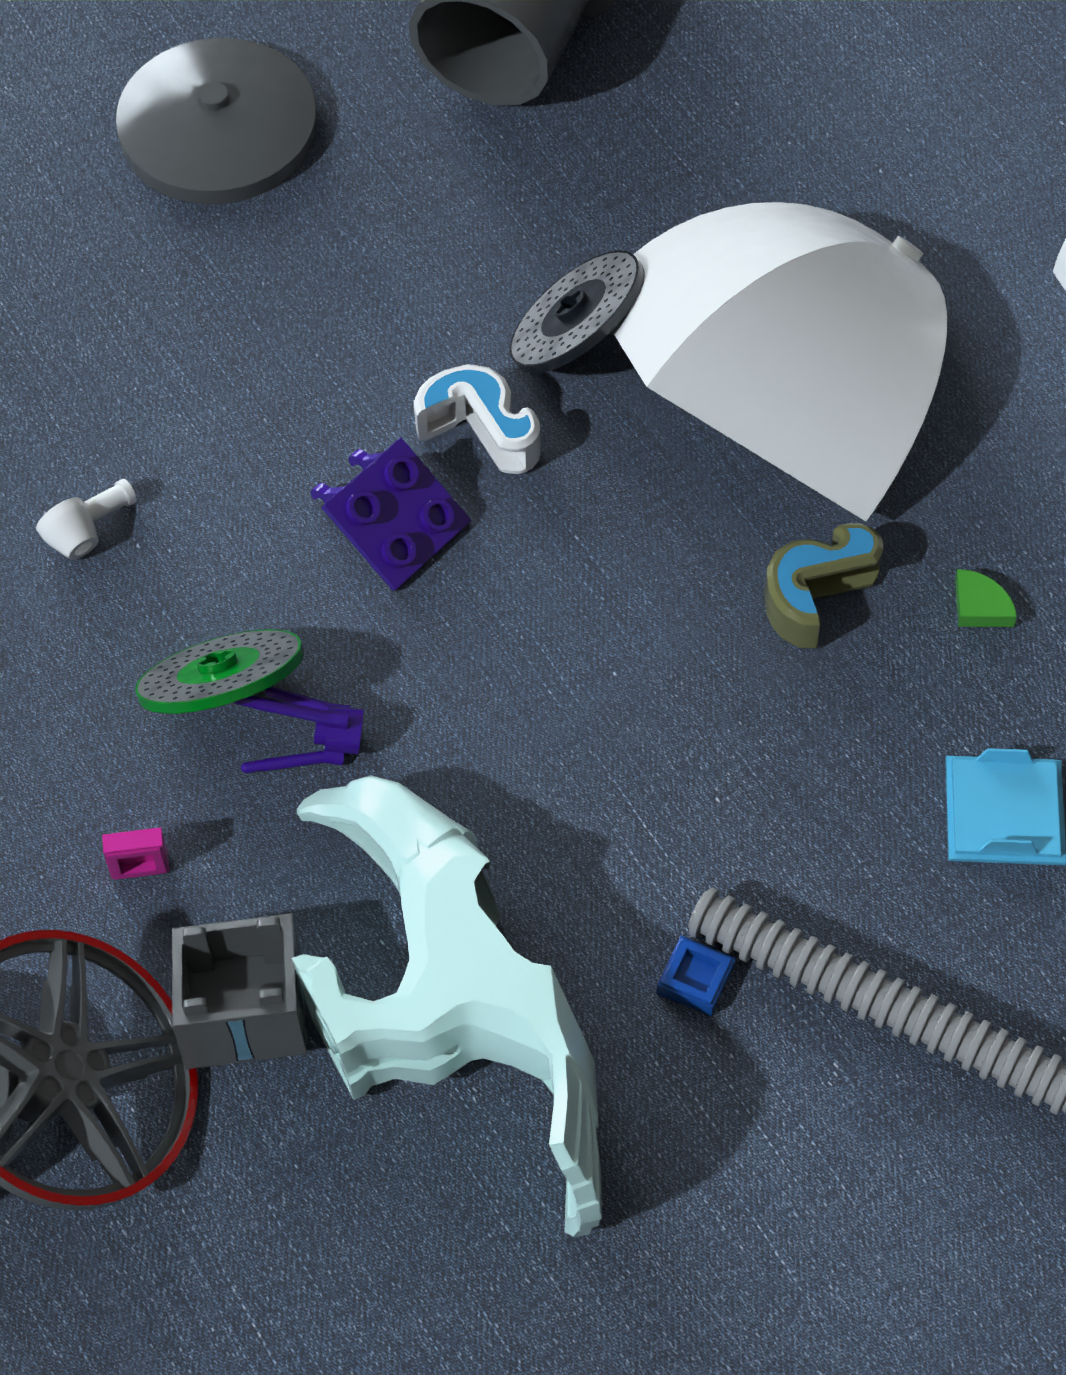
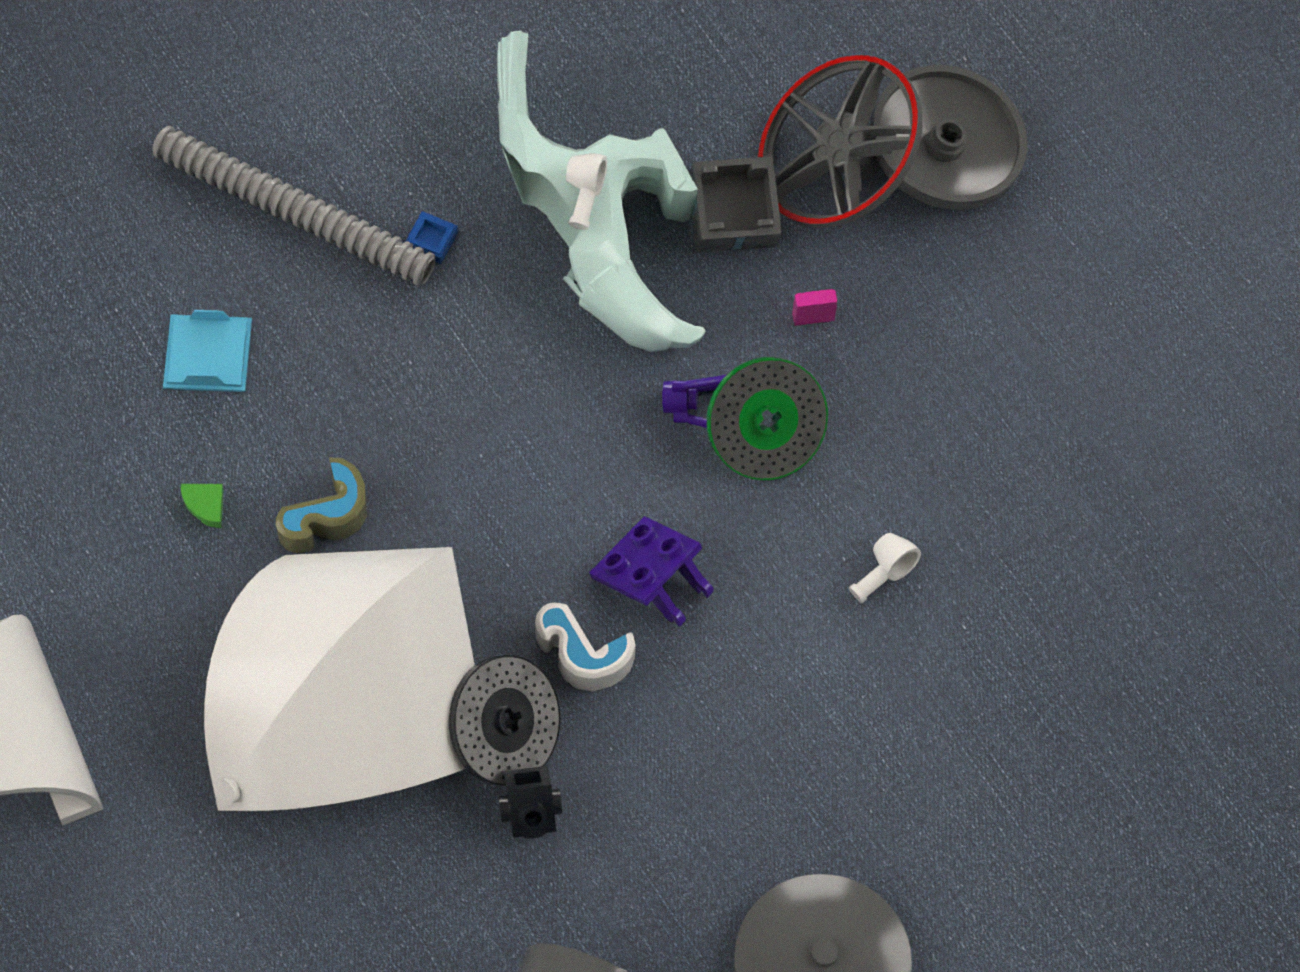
camera: 175 degrees right, 5 degrees up
(460, 943) = (587, 174): none -> white bar
(560, 256) = (530, 802): none -> black brick

